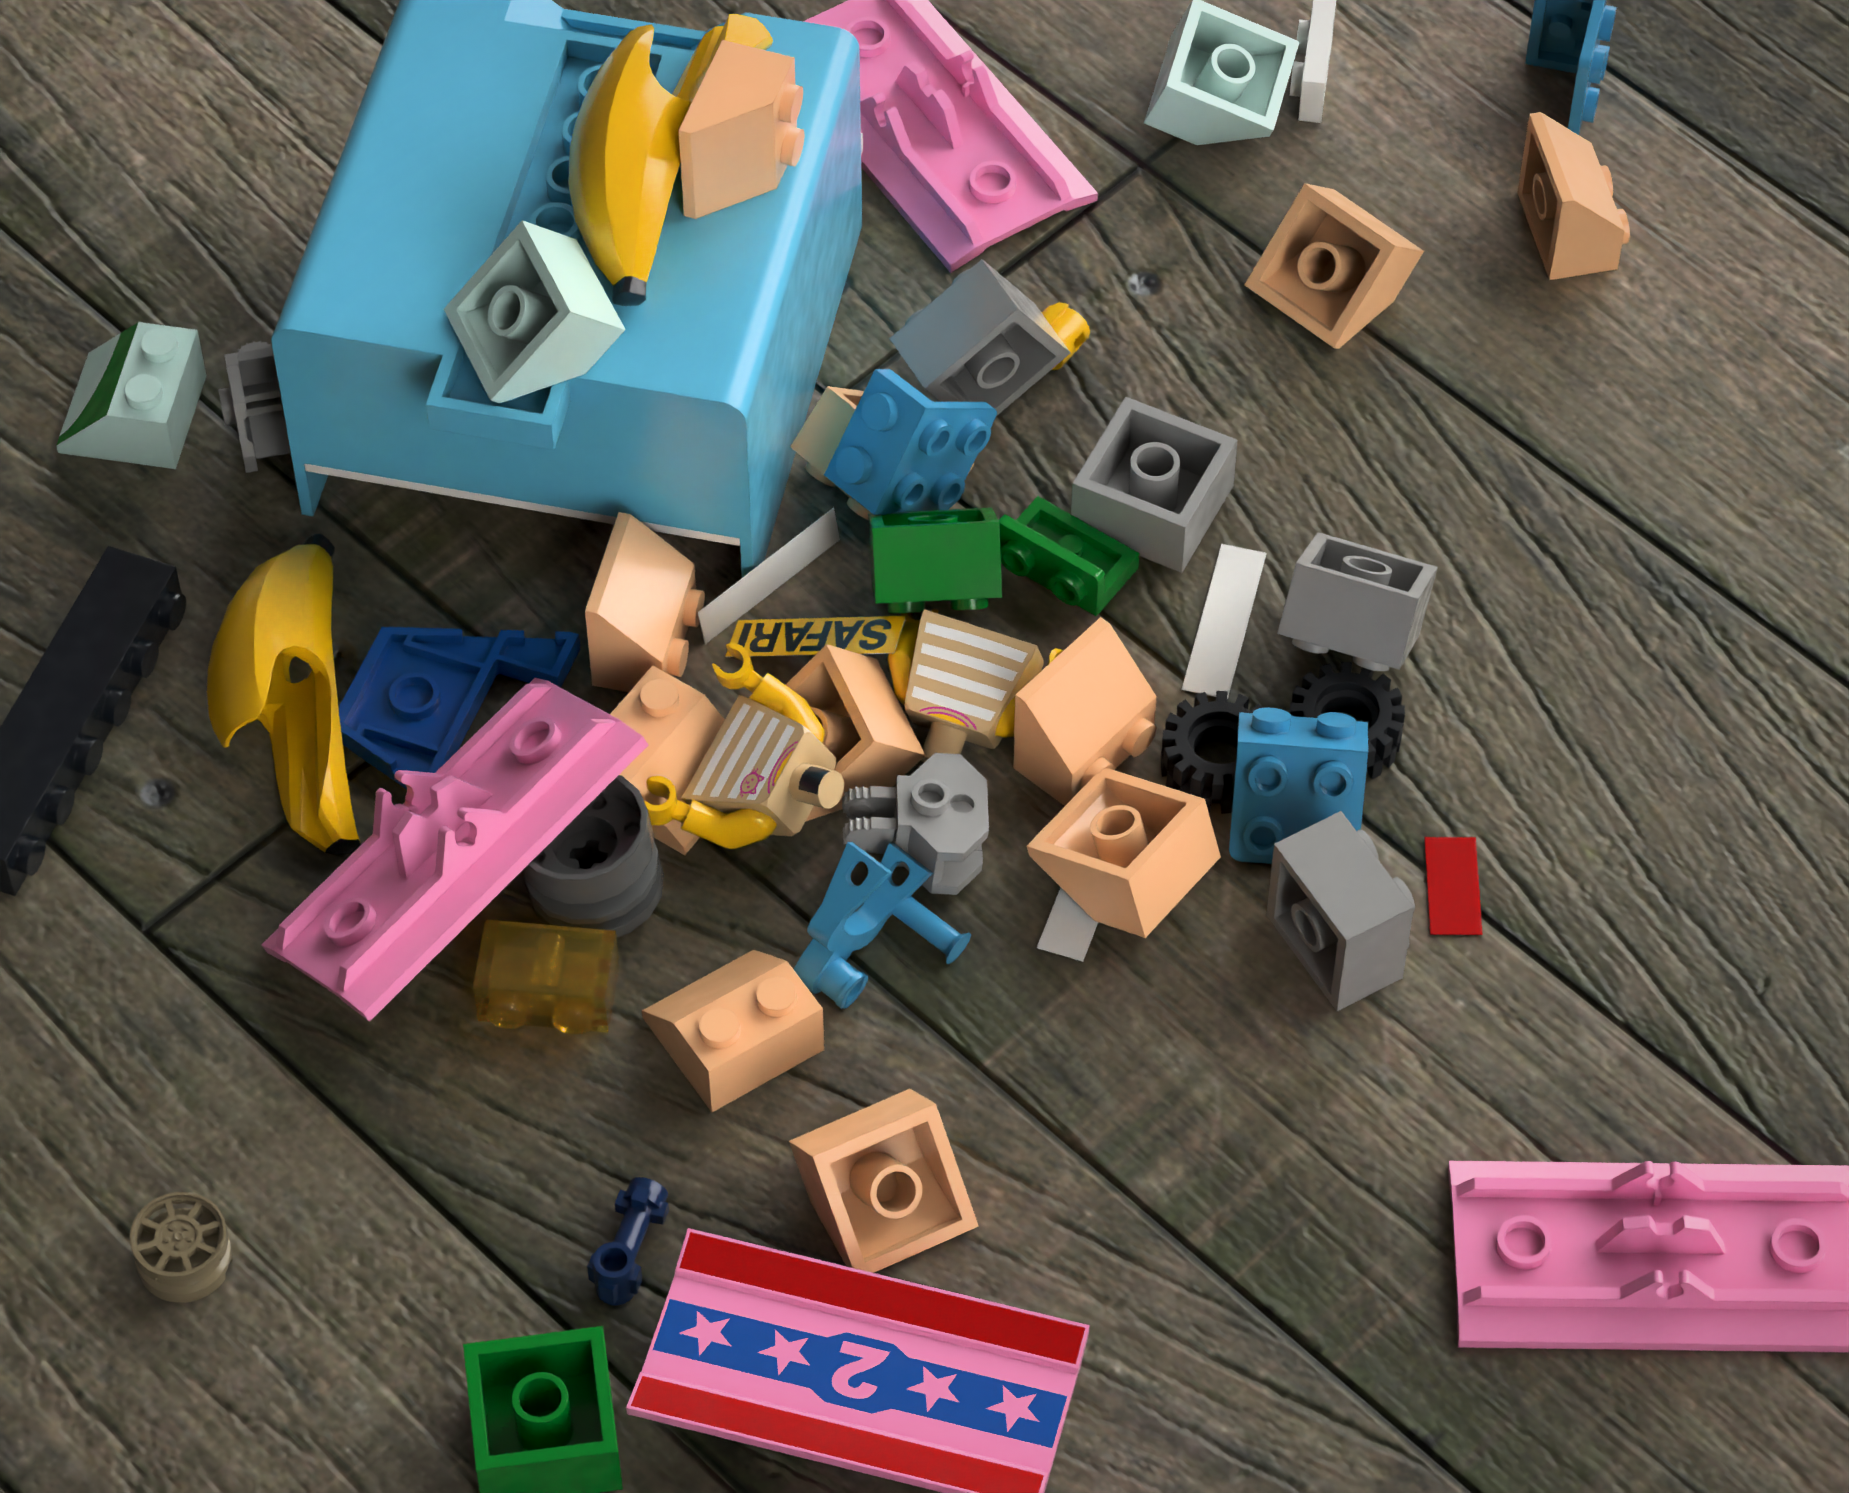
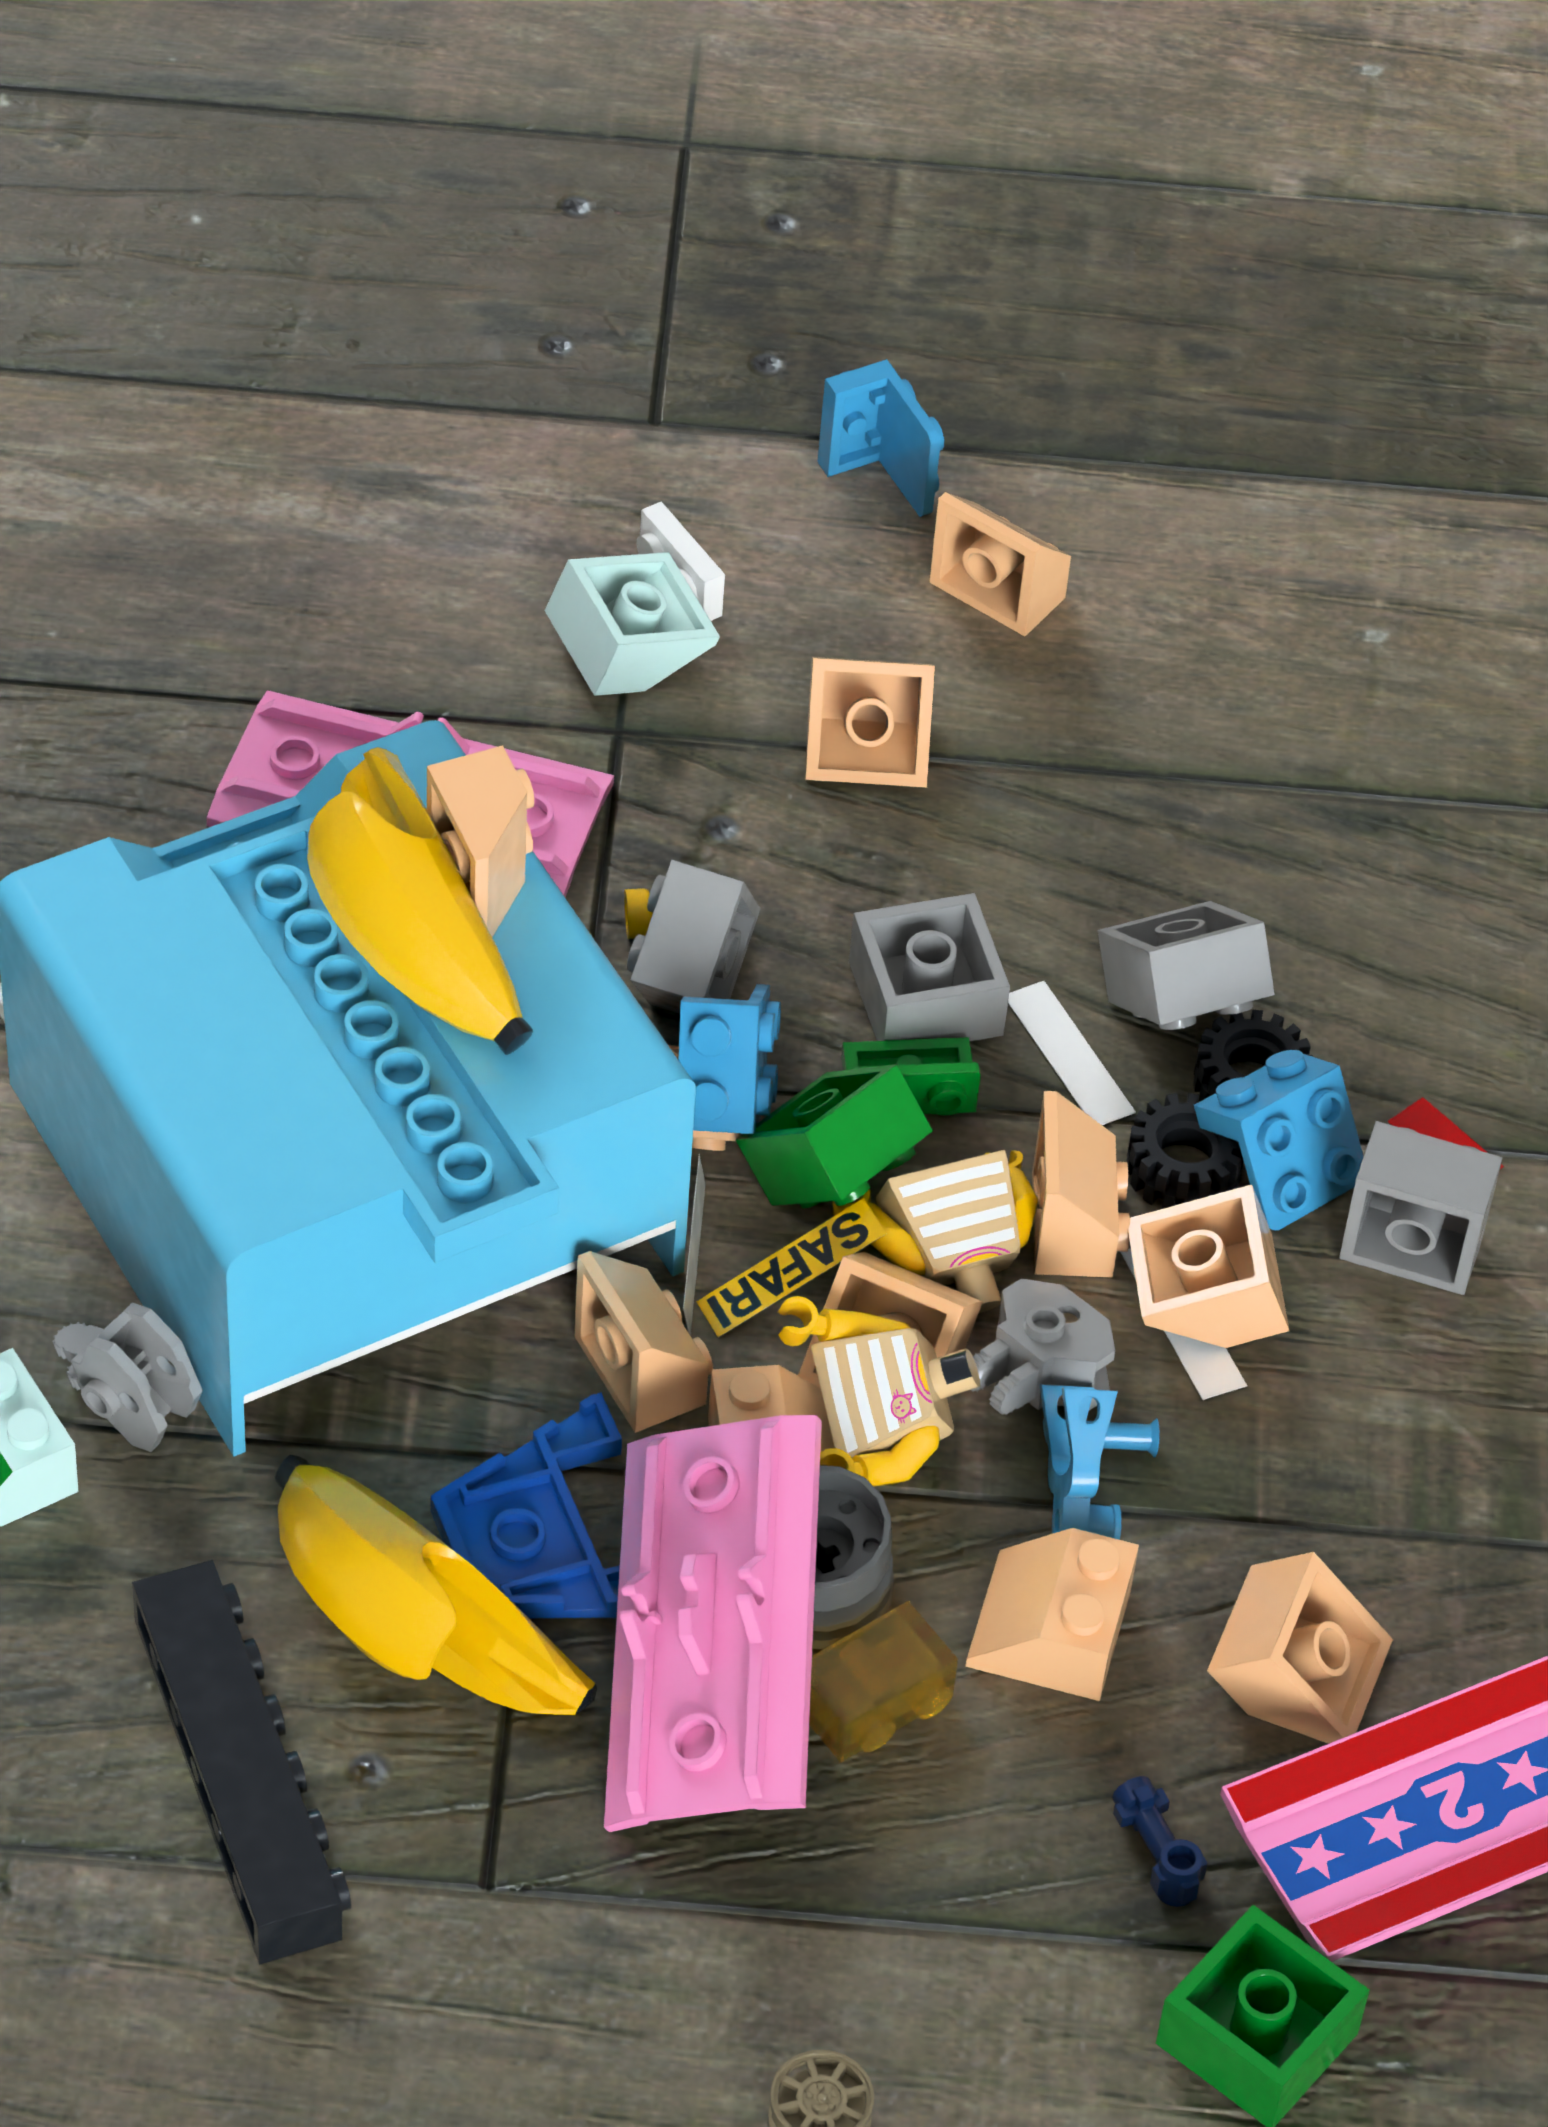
camera: 45 degrees left, 5 degrees down
(533, 314) = (462, 1104): light aqua slope -> none

